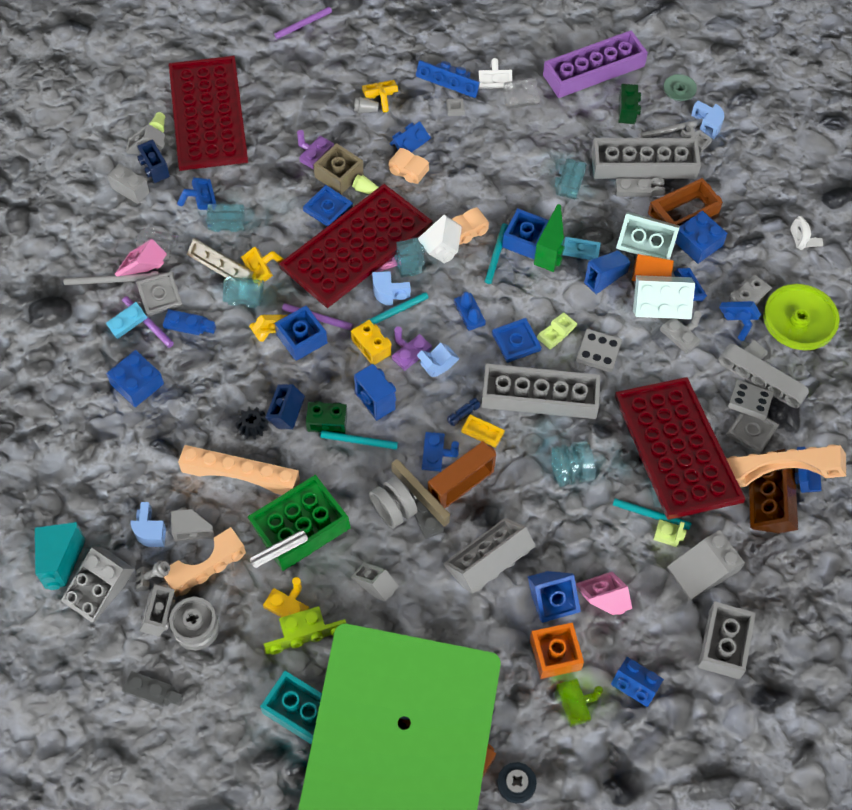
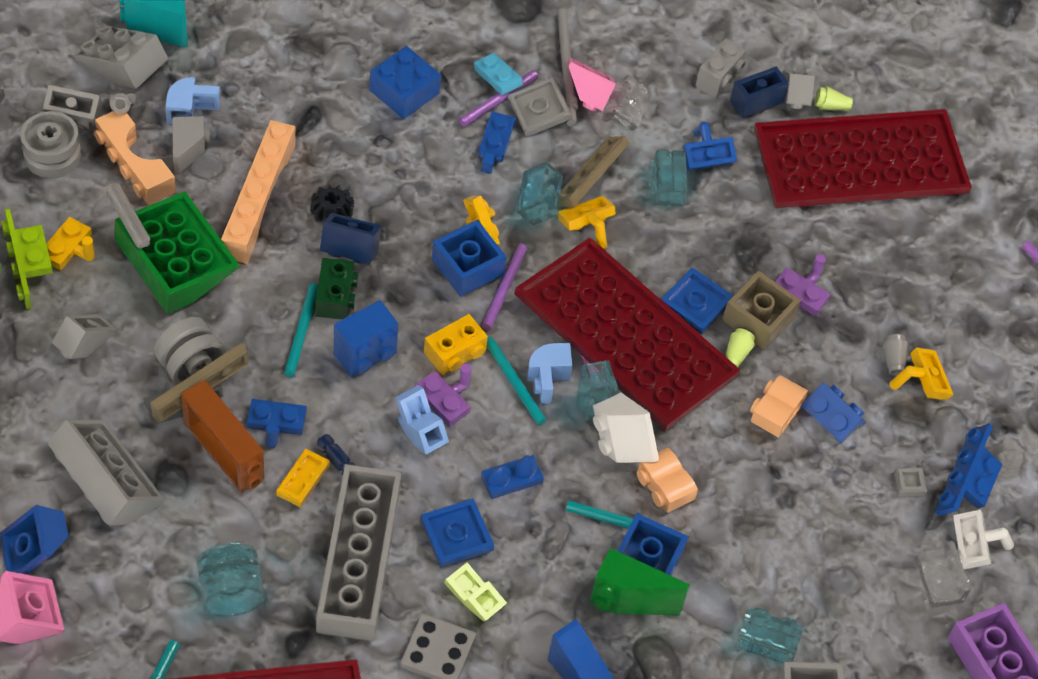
camera: 85 degrees right, 5 degrees down
(581, 248) = (629, 640): medium azure plate -> none

